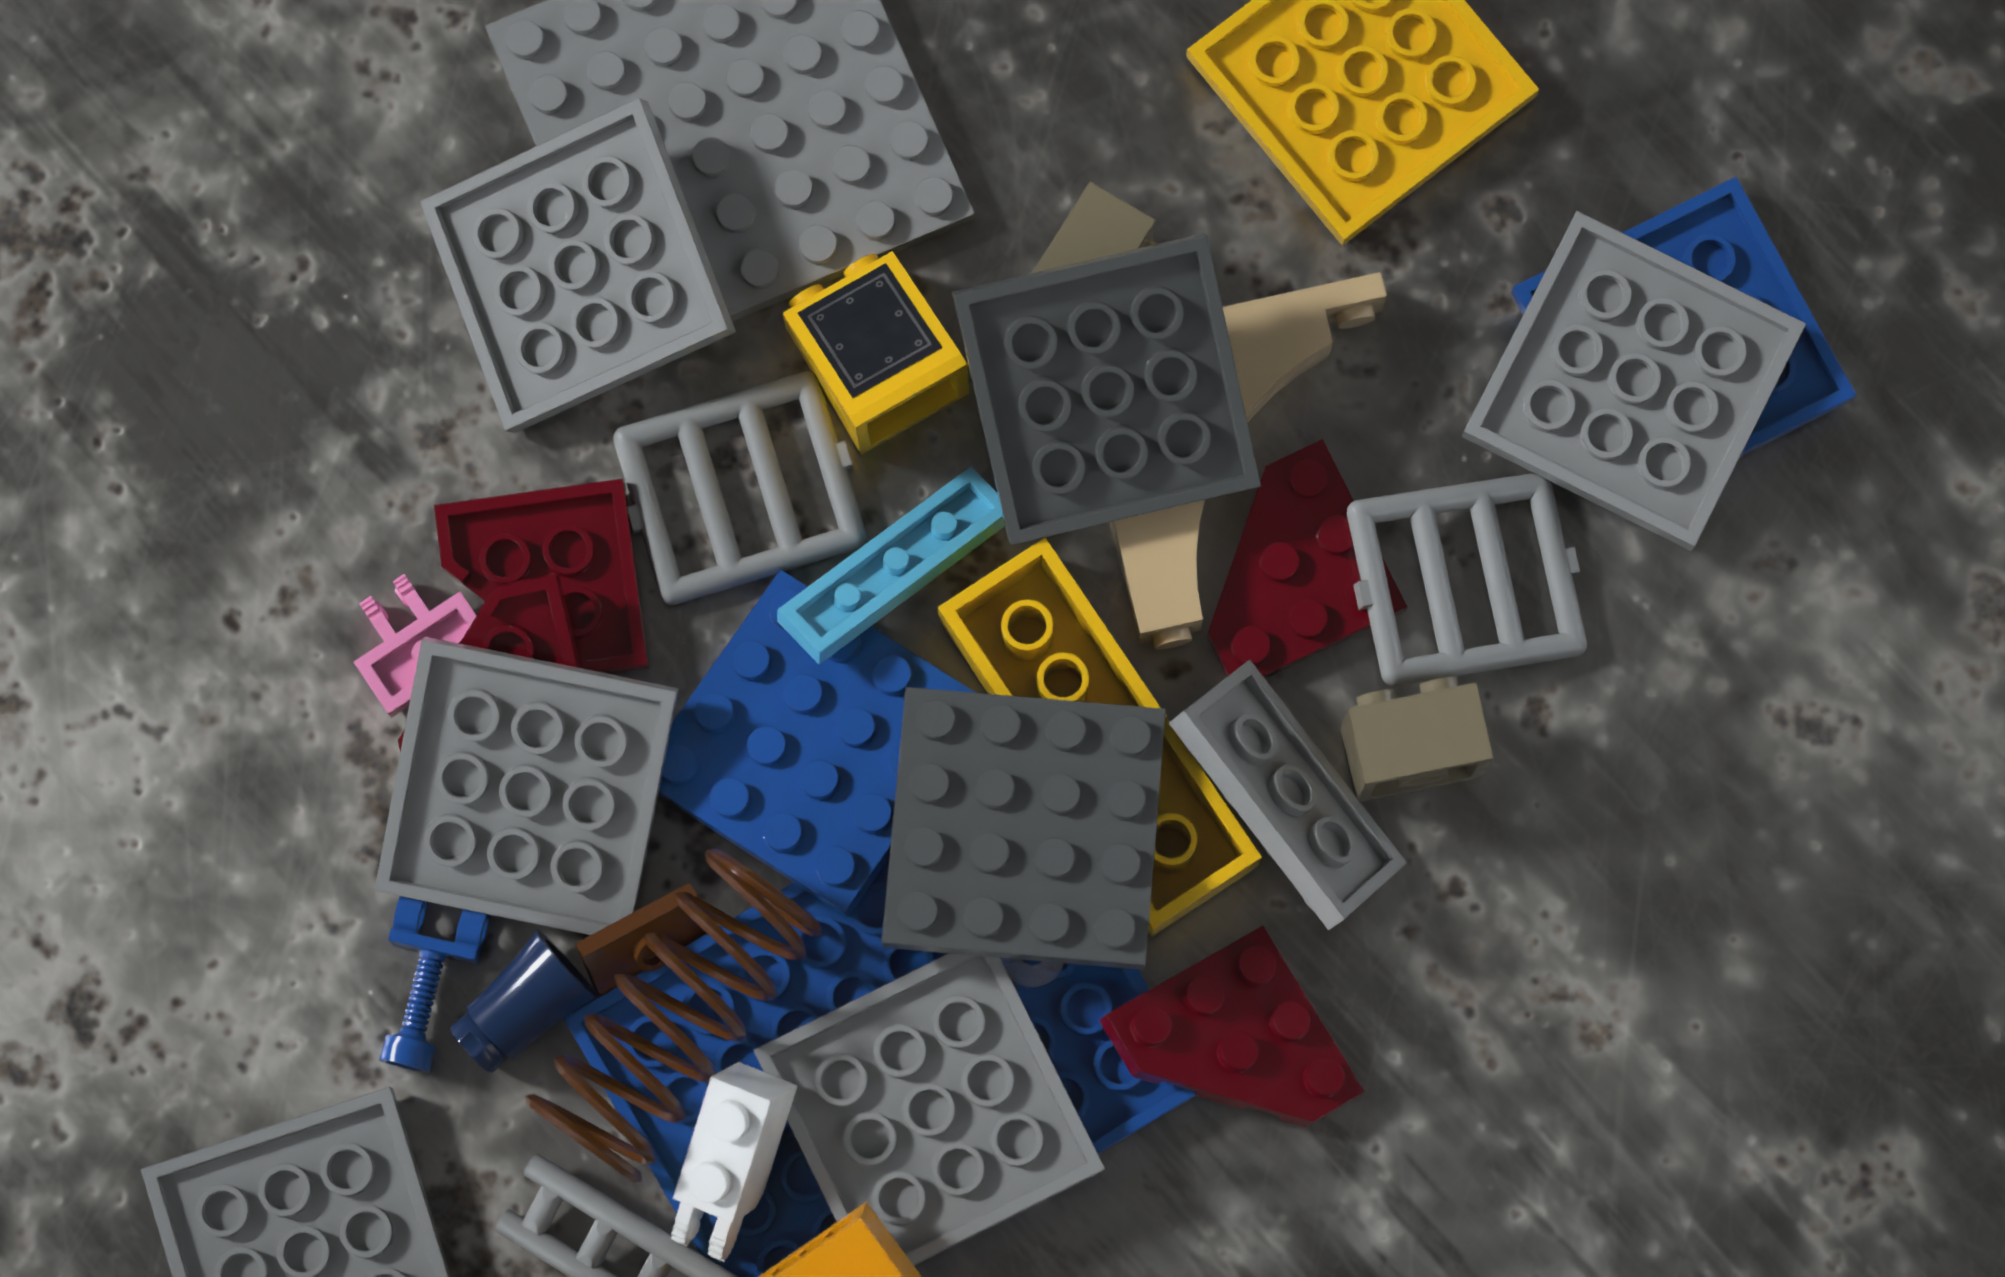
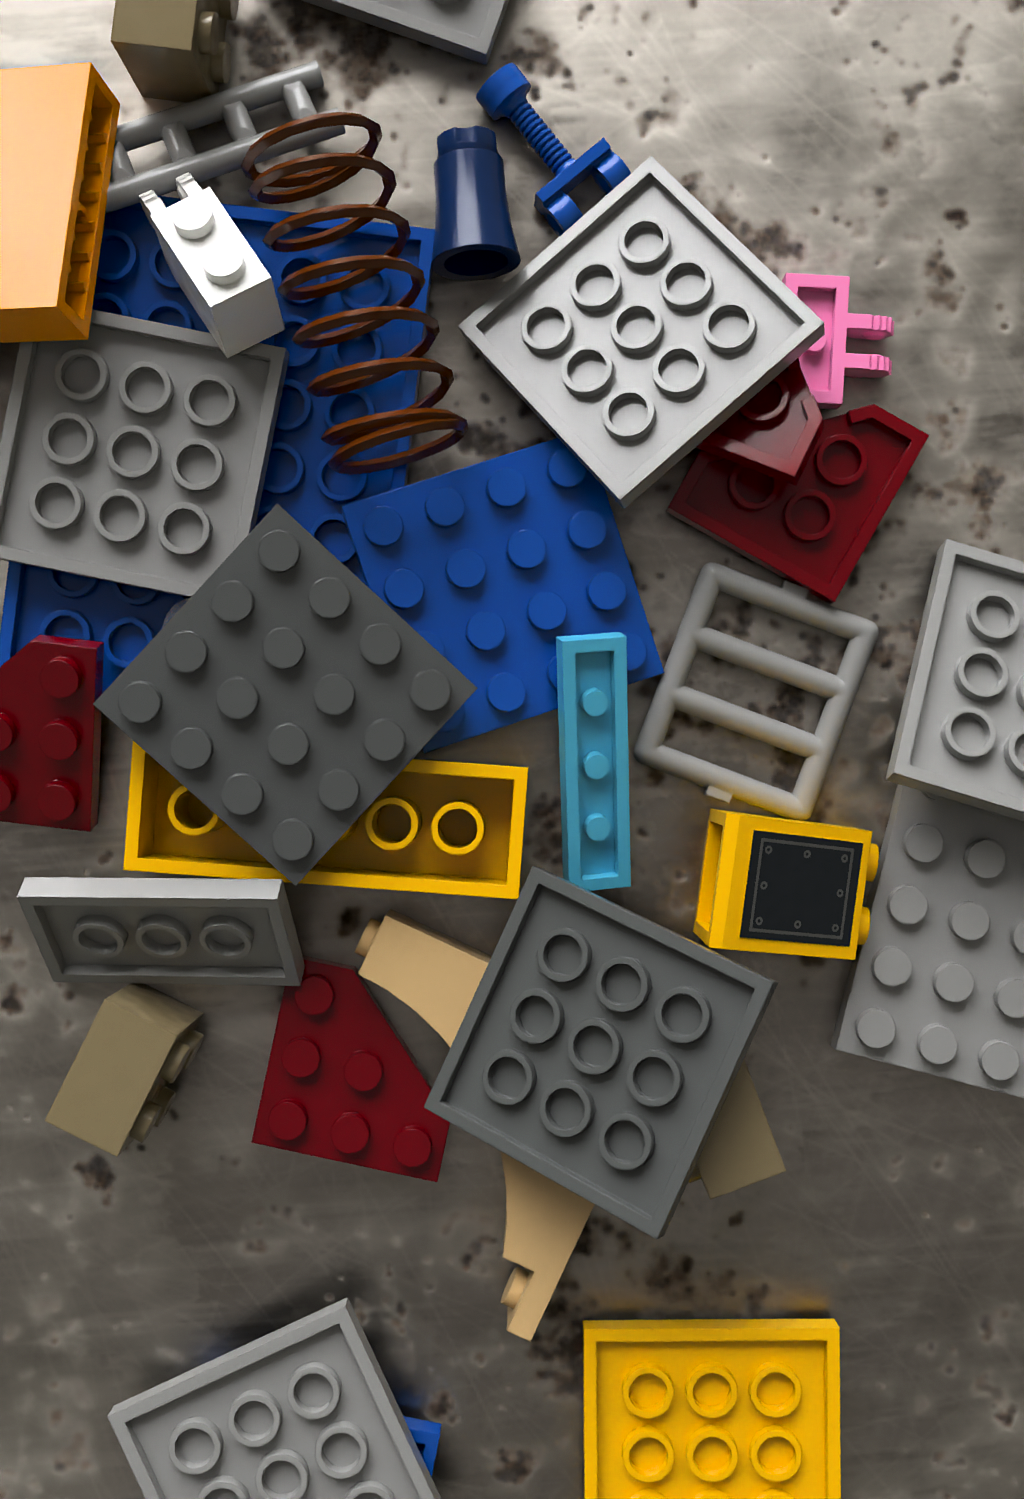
camera: 125 degrees right, 10 degrees up
(623, 944) = (455, 304): reddish brown plate -> none
(1454, 660) = (317, 1216): light grey bar -> none

